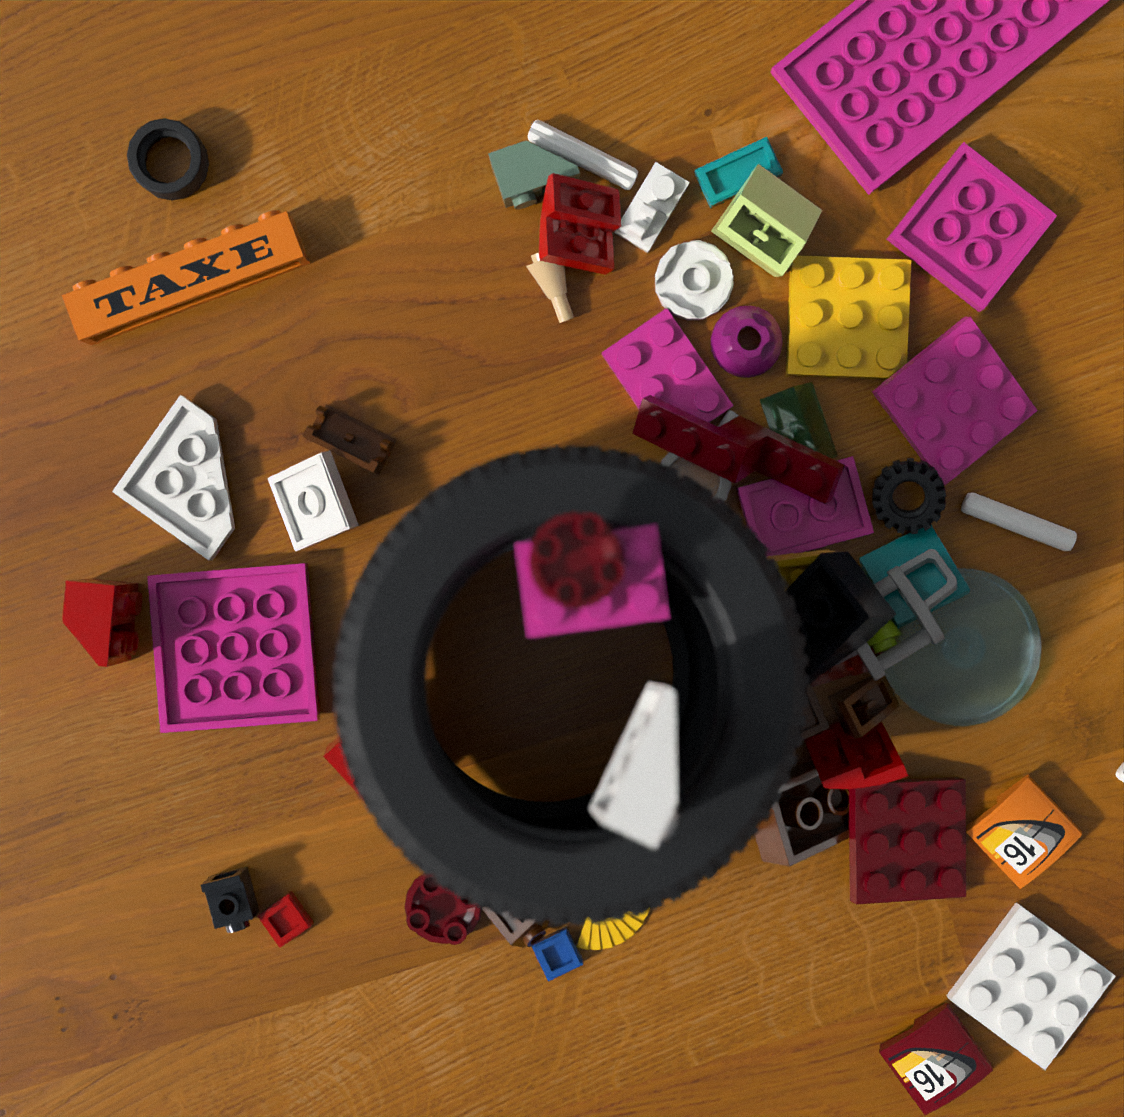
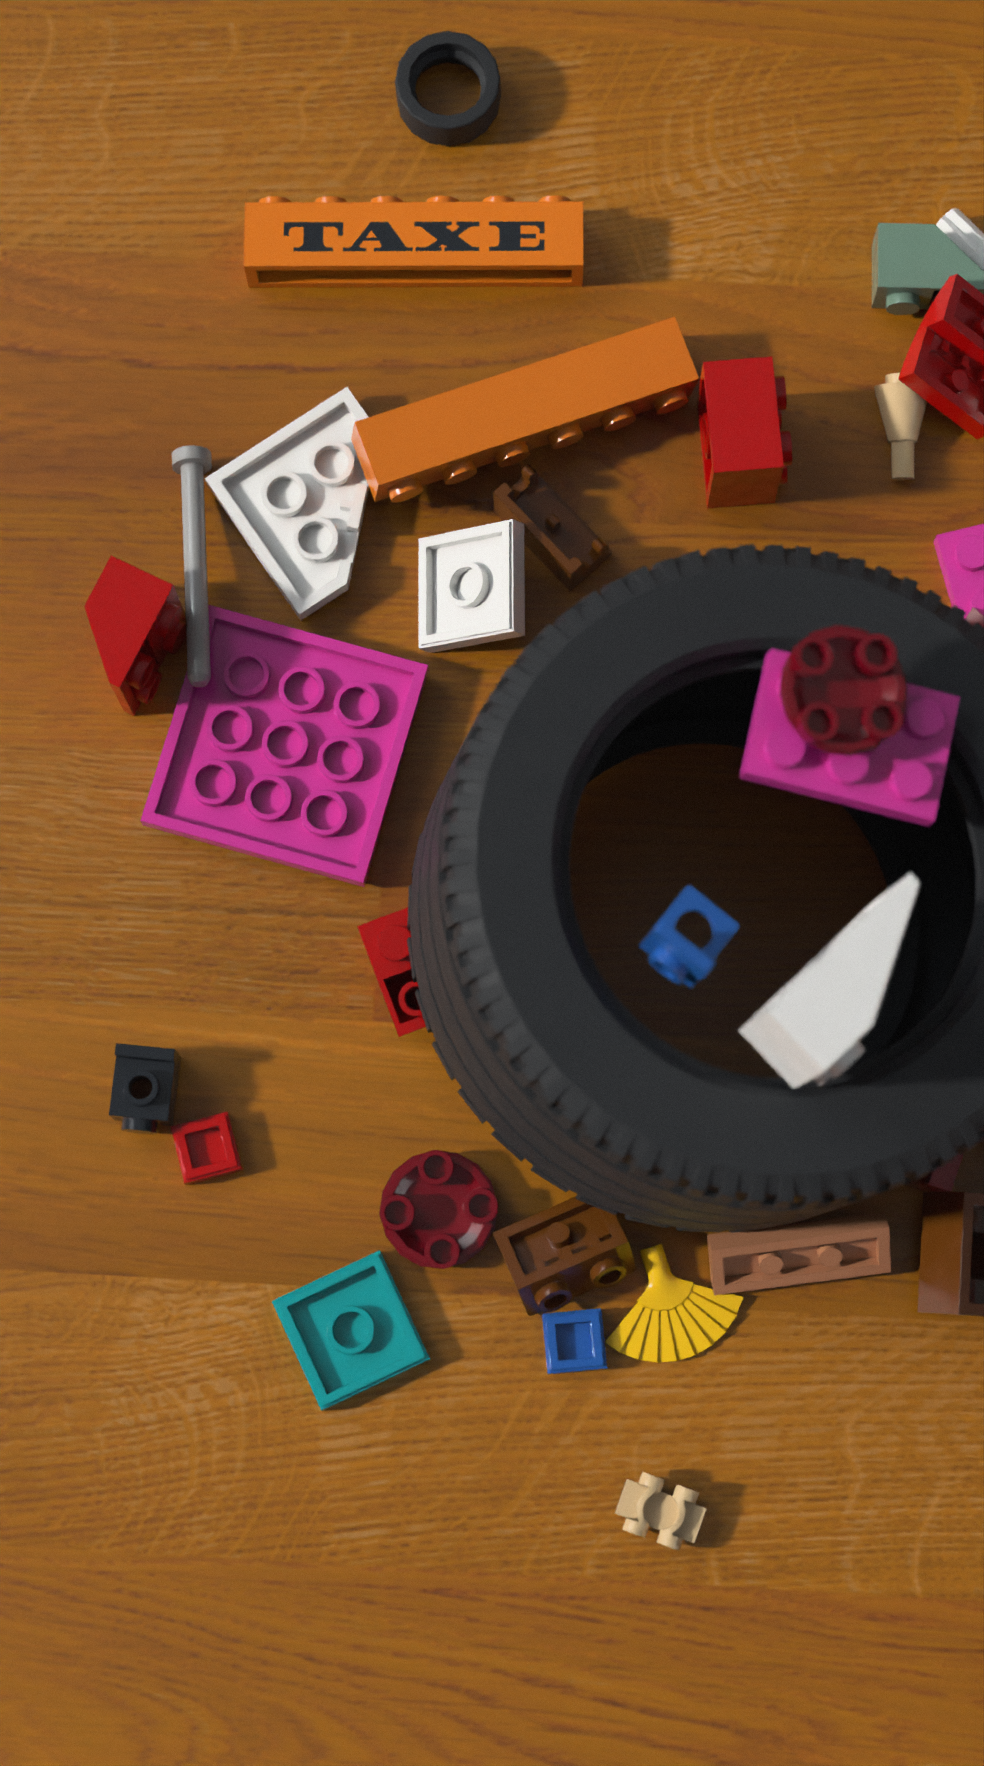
camera: 25 degrees right, 10 degrees down
(101, 484) = (192, 464): none -> light grey bar
(302, 369) = (525, 410): none -> orange brick
(417, 997) = (350, 1330): none -> teal tile
(446, 332) = (741, 432): none -> red brick
(526, 784) = (674, 954): none -> blue bracket
(647, 1036) = (649, 1507): none -> tan piece

